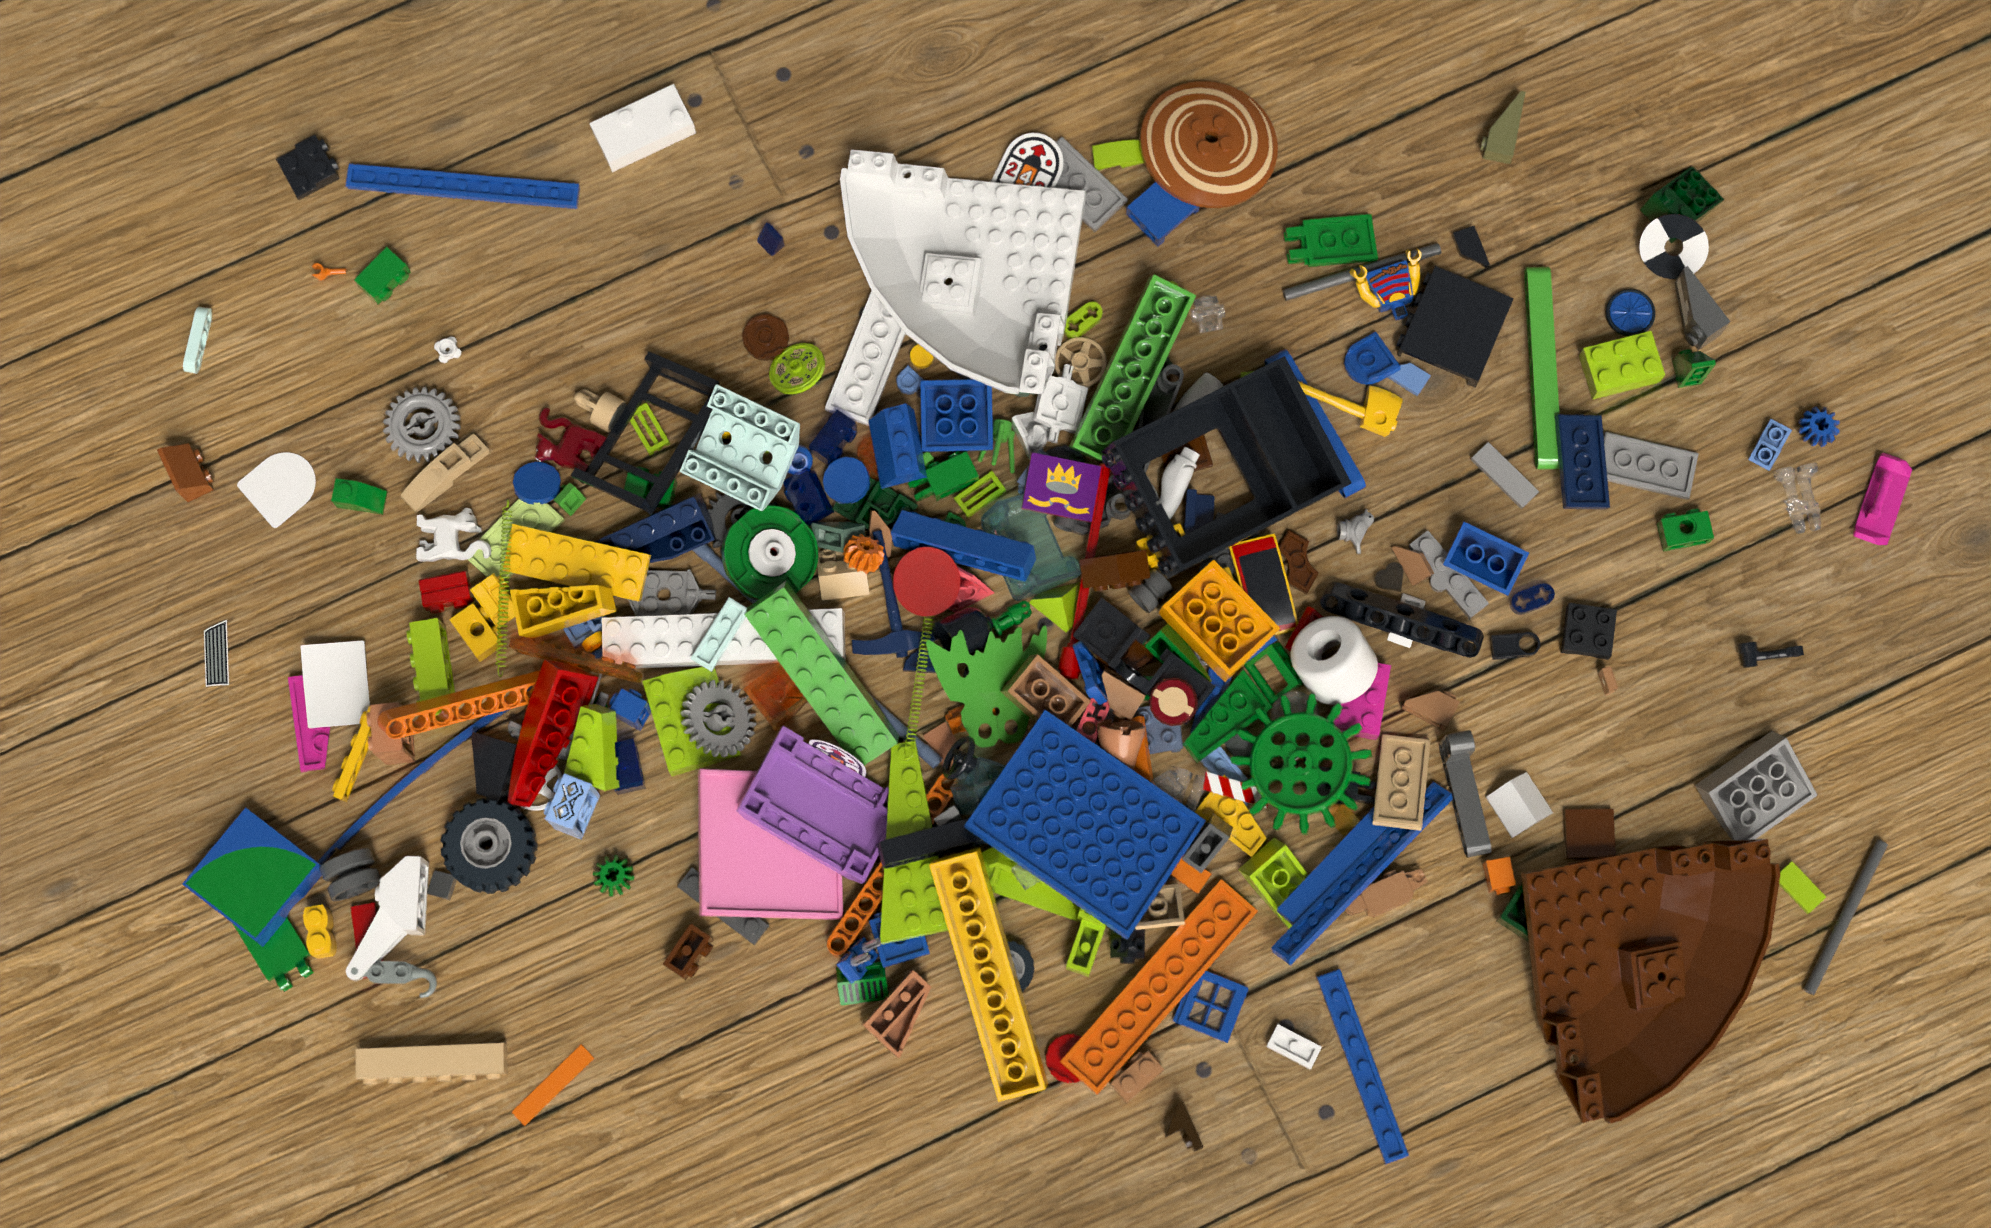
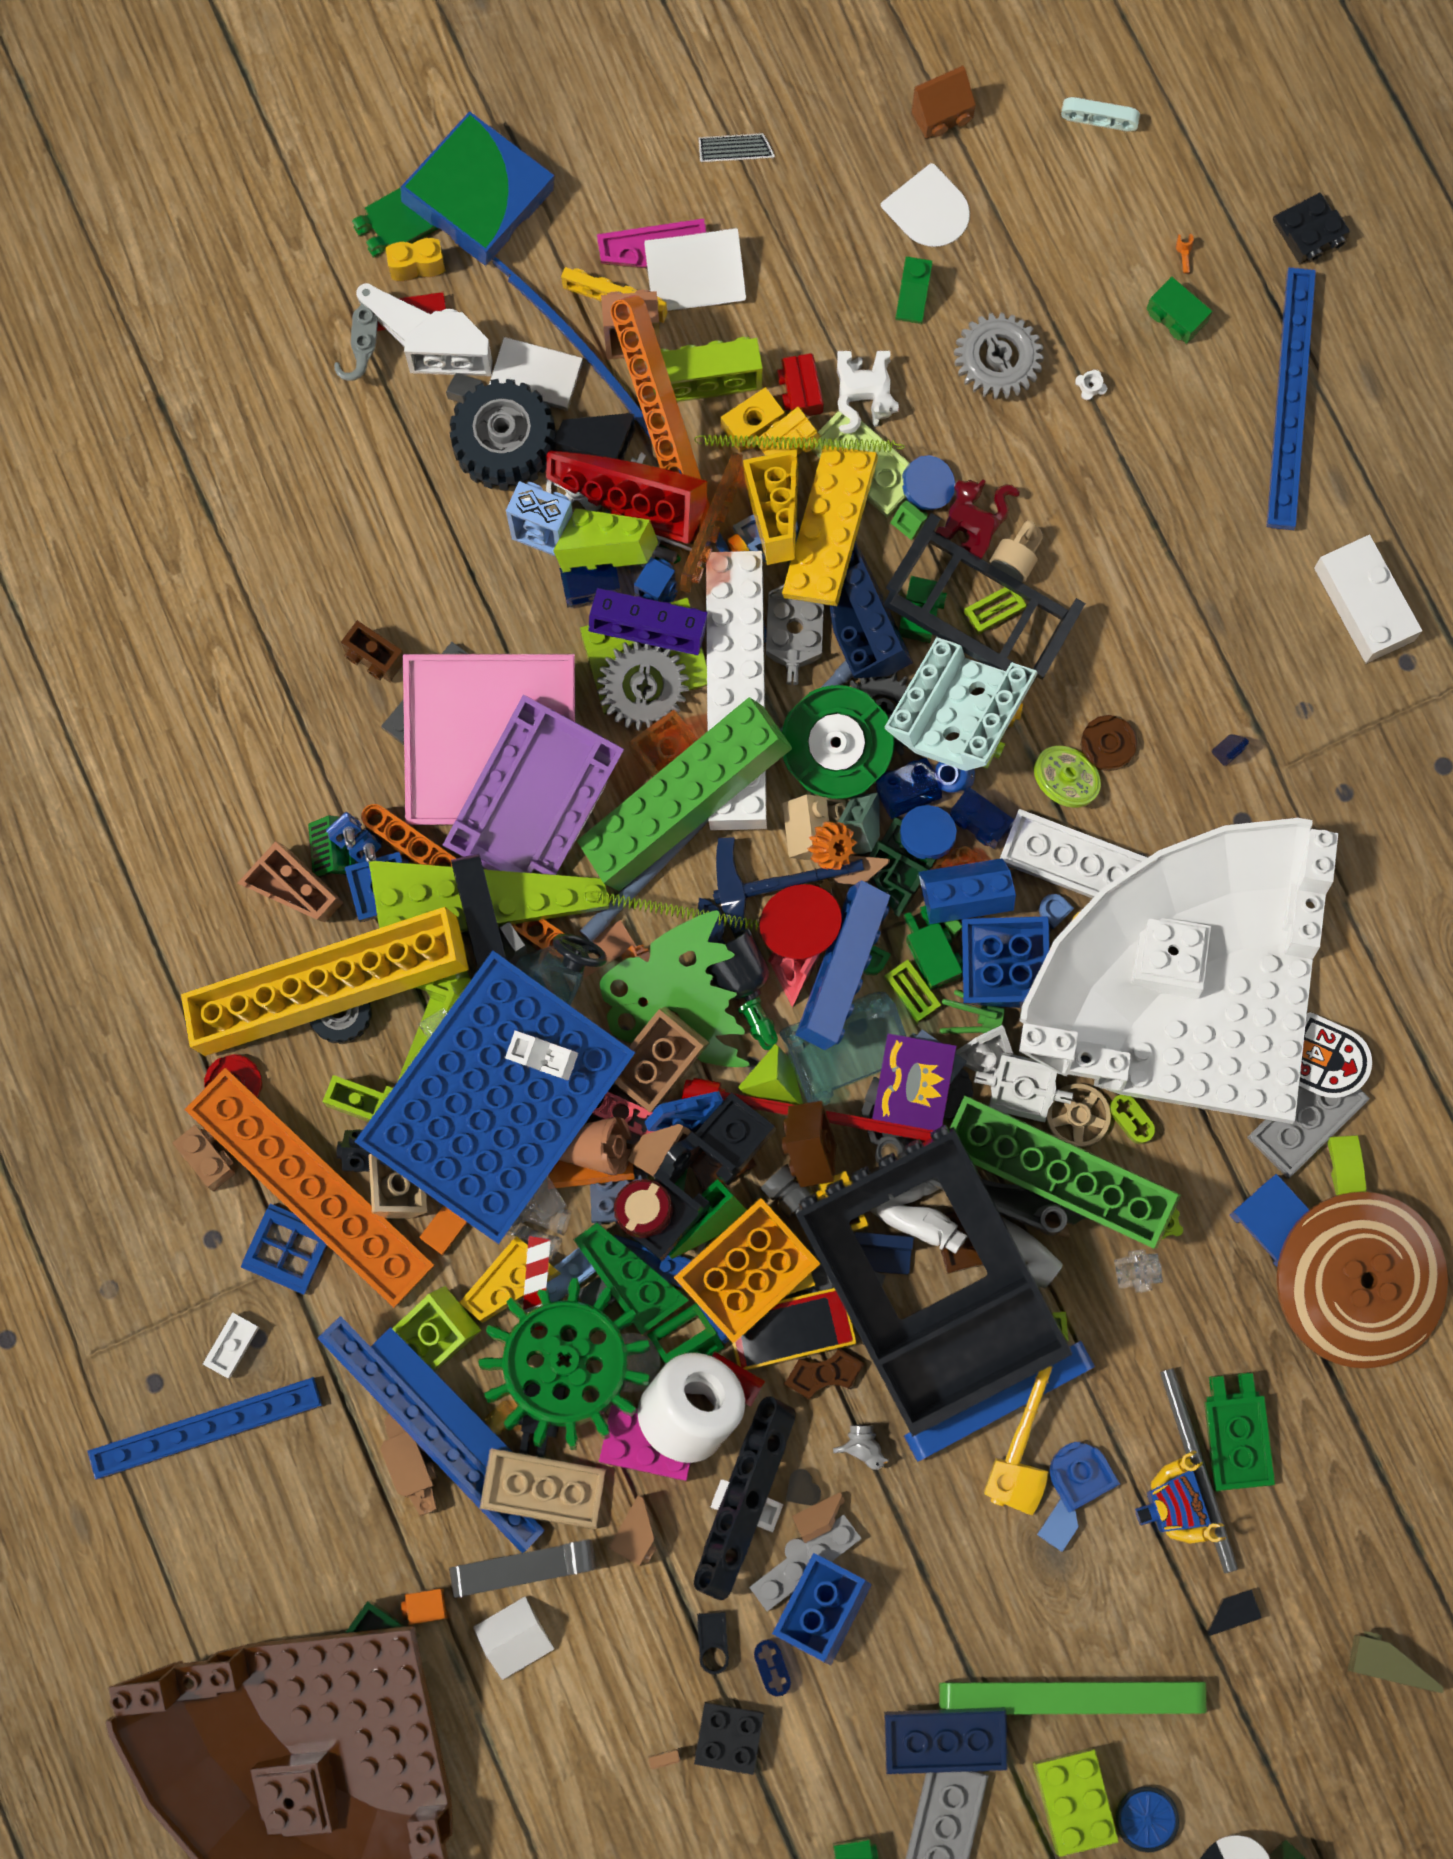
camera: 90 degrees right, 0 degrees up
(350, 874) = (476, 287): dark grey wheel -> none
(425, 821) = (544, 369): none -> white tile
(430, 1062) = (264, 379): tan brick -> none
(441, 472) = (943, 379): tan slope -> none
(552, 1085) = (236, 510): orange sticker -> none
(605, 873) = (473, 564): green gear -> none
(668, 709) = (647, 621): none -> dark purple brick
(719, 634) = (734, 678): light aqua tile -> none
(1052, 782) = (541, 1055): none -> white slope
(1182, 1121) = (149, 1211): dark brown slope -> none
(1207, 843) = (474, 1247): dark grey brick -> none
(1455, 324) = (1127, 1585): black panel -> none
(1504, 475) = (932, 1641): light grey tile -> none
(1589, 833) = (474, 1725): reddish brown tile -> none

